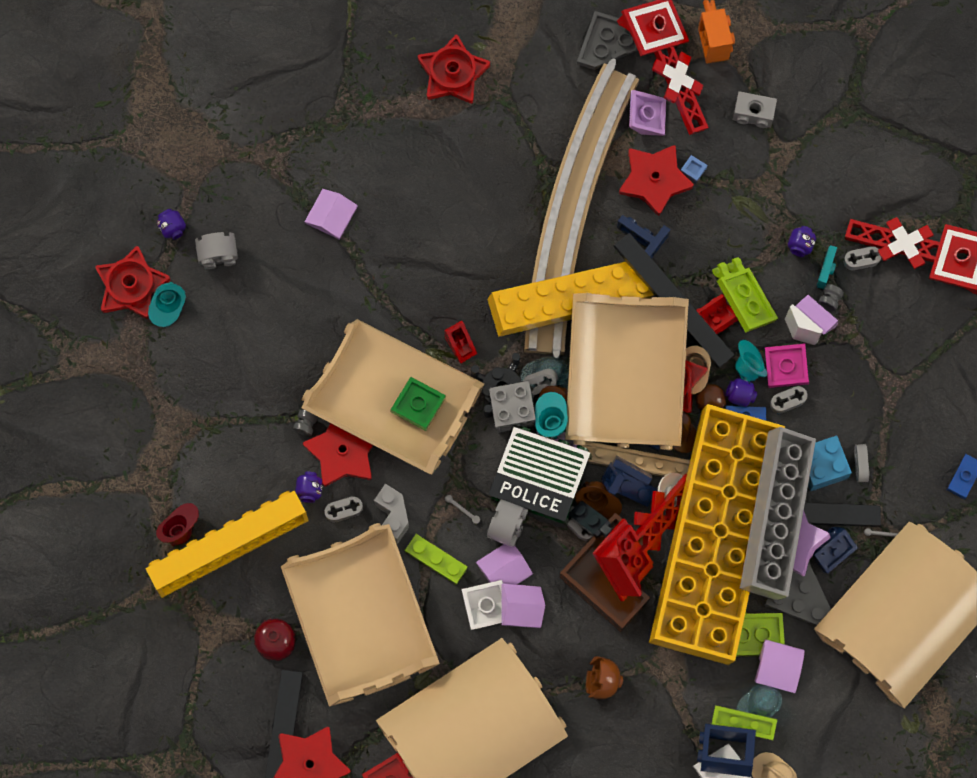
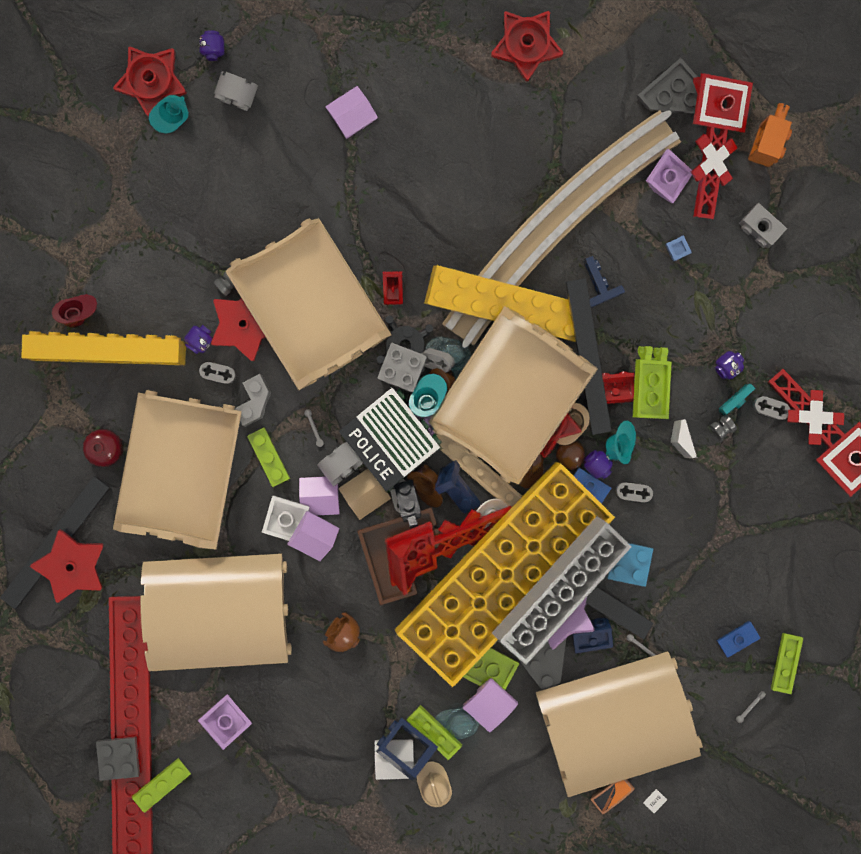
camera: 30 degrees right, 15 degrees up
(418, 403) = (326, 320): green plate -> none
(545, 541) = (364, 494): none -> tan slope
(632, 470) = (468, 478): dark blue tile -> none
(653, 191) = (632, 249): red plate -> none
(786, 365) = (650, 463): dark pink plate -> none
(817, 314) = (700, 437): lavender slope -> none
(861, 463) = (660, 580): light grey beam -> none
(943, 684) = (612, 795): none -> slope

